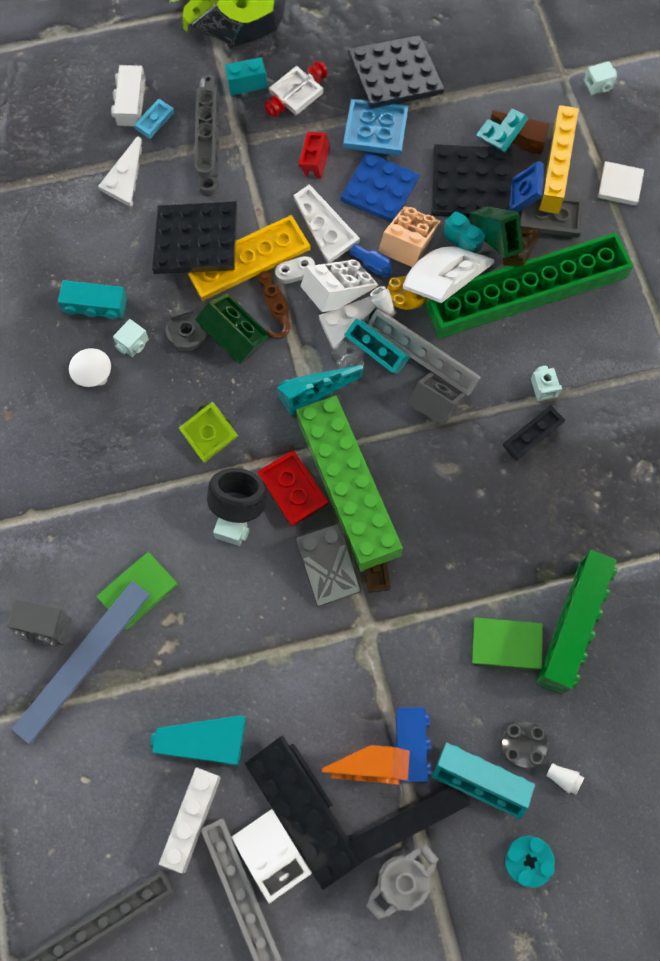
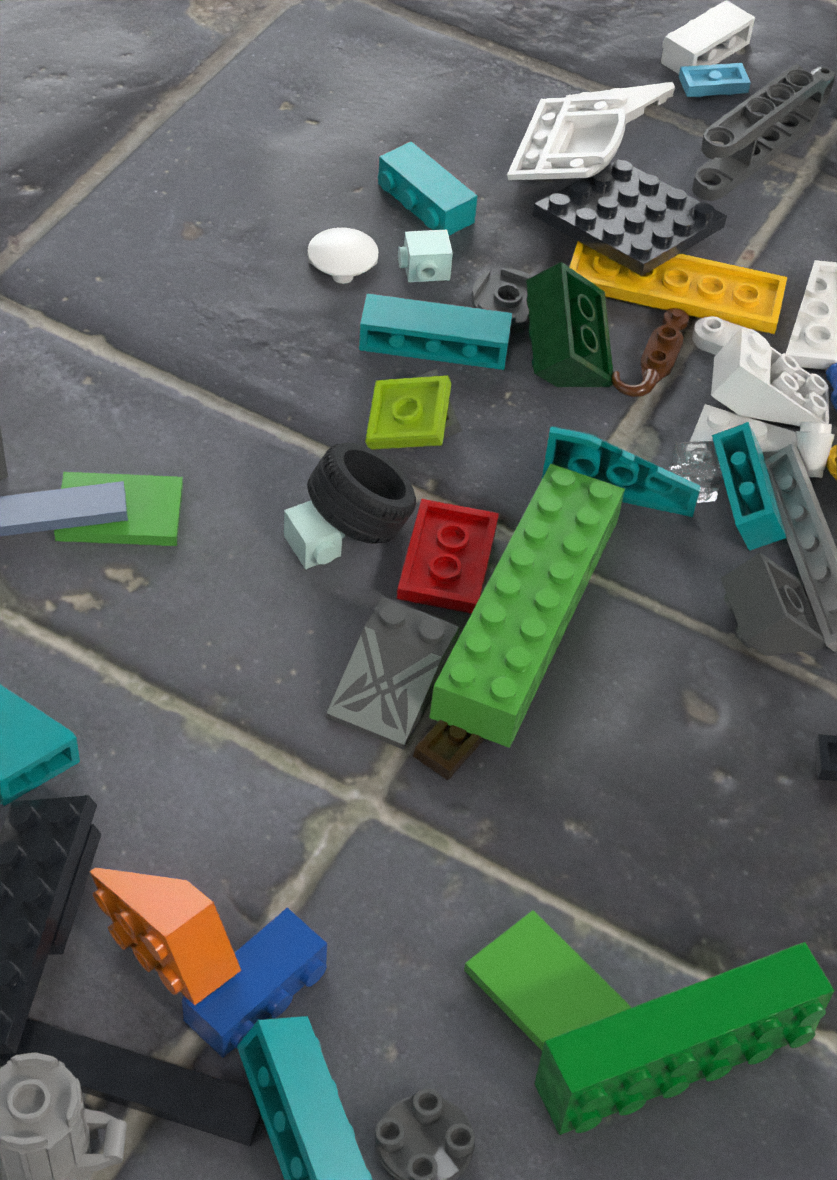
camera: 40 degrees right, 20 degrees down
(130, 215) = (570, 138): none -> white slope
(175, 377) = (435, 331): none -> teal brick

